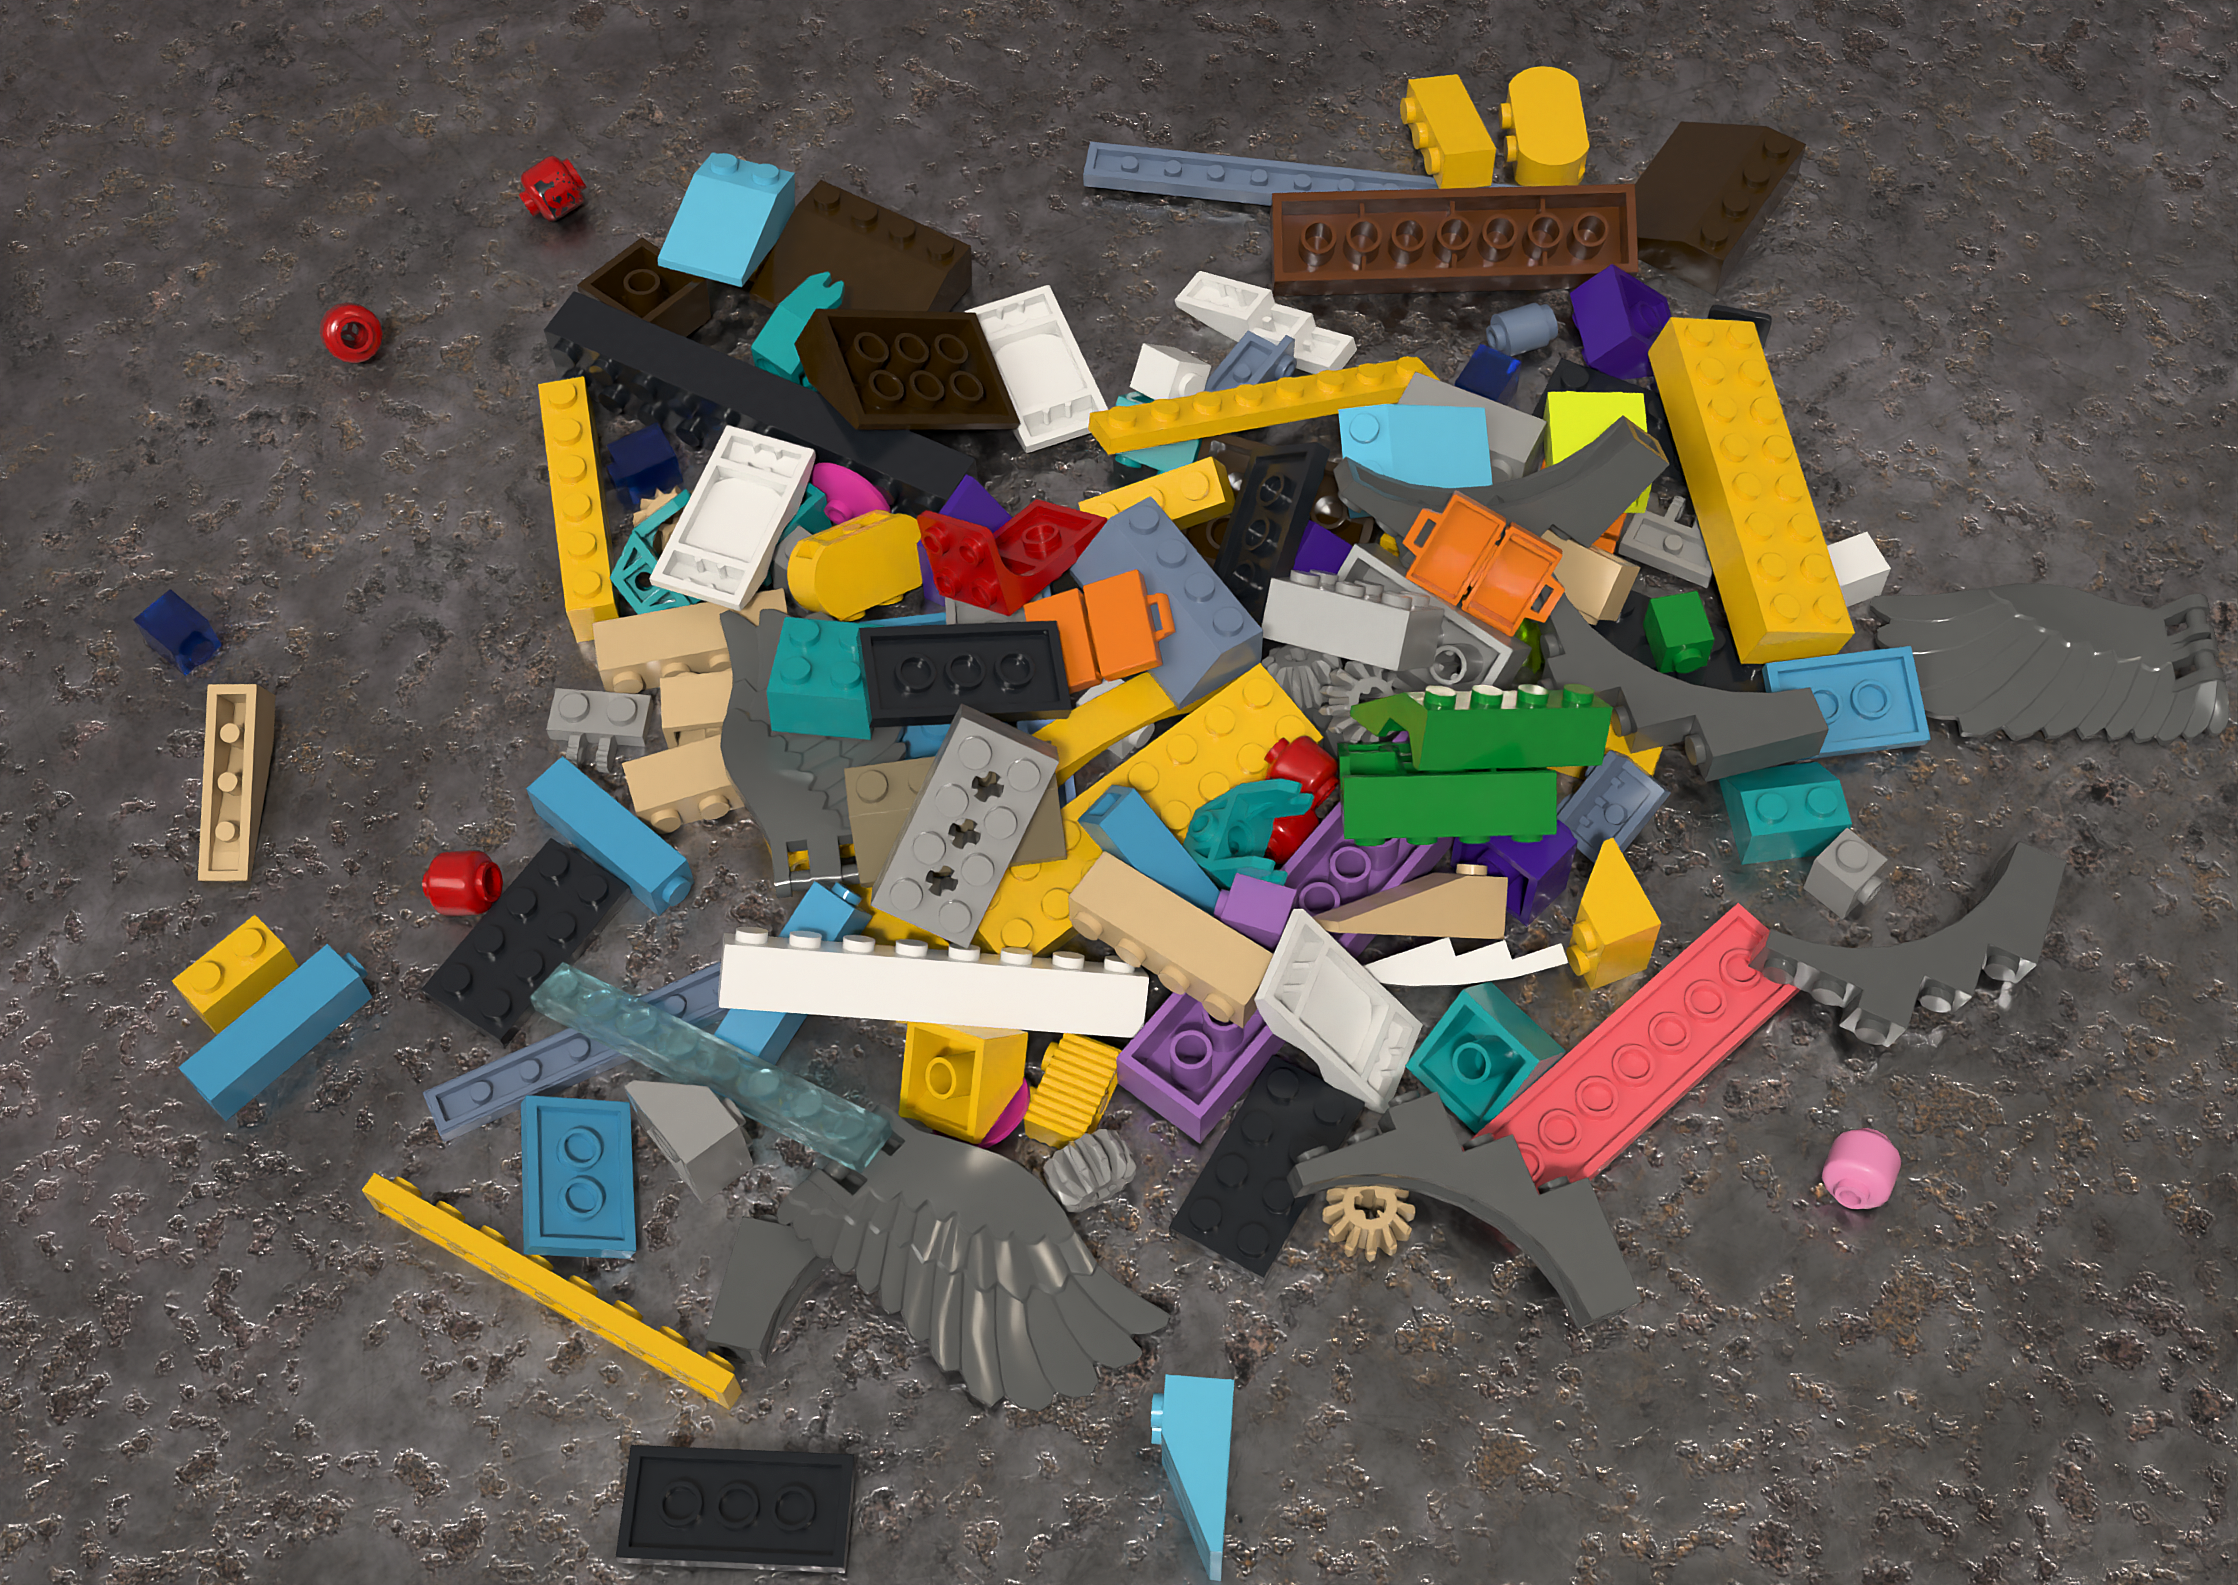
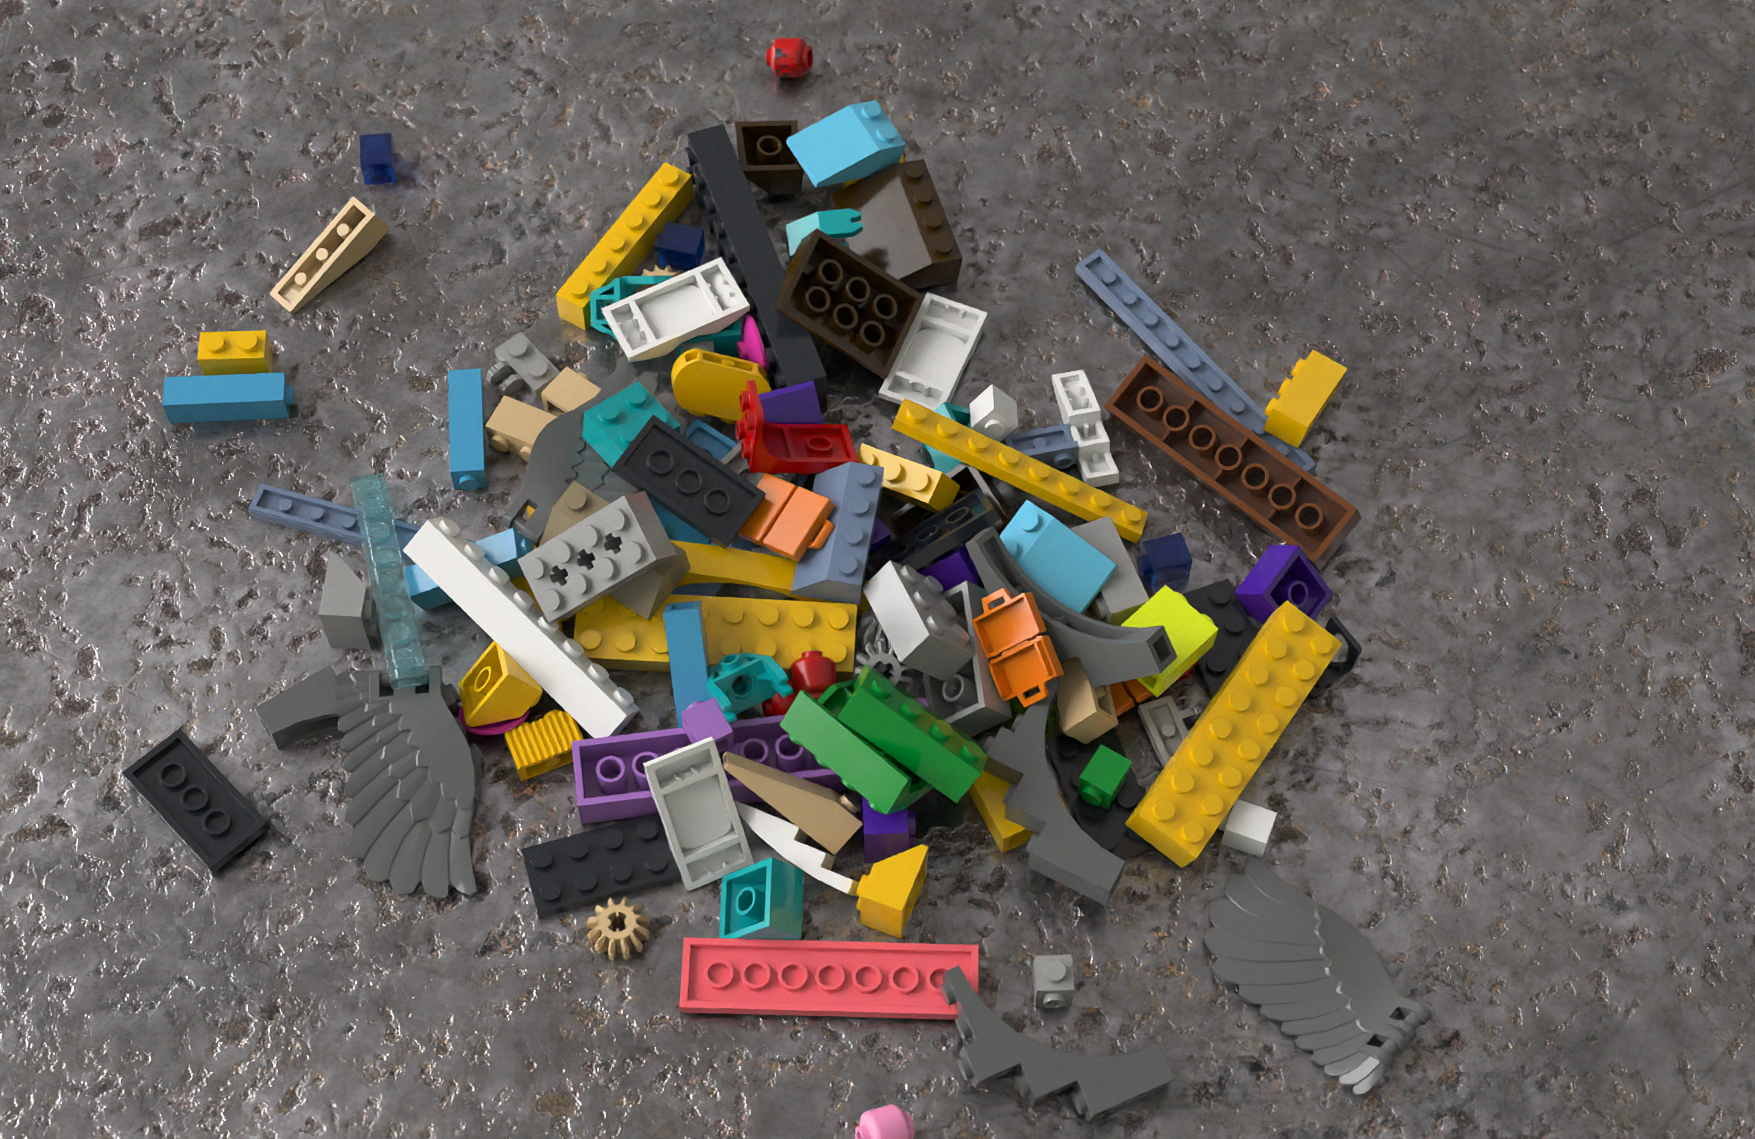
camera: 40 degrees right, 0 degrees up
(364, 342) = (601, 59): red head -> none
(462, 883) = (377, 394): red head -> none
(532, 928) = (389, 445): black plate -> none
(571, 1298) = (224, 637): yellow plate -> none
(577, 1178) = (279, 583): dark azure plate -> none
(664, 643) = (595, 353): tan brick -> none
(1089, 1170) = (508, 786): light grey gear -> none
(1169, 938) = (651, 695): tan brick -> none
(1195, 1437) = (407, 966): medium azure slope -> none
(1522, 329) = (1222, 544): sand blue brick -> none
(1544, 128) = (1369, 441): yellow brick -> none
(1557, 1229) = (661, 915): dark grey arch -> none
(1611, 804) = (962, 835): sand blue bracket -> none
(1711, 197) = (1420, 557): dark brown slope -> none
(1784, 811) = (1062, 920): teal slope -> none
(1864, 696) = (1164, 896): dark azure plate -> none

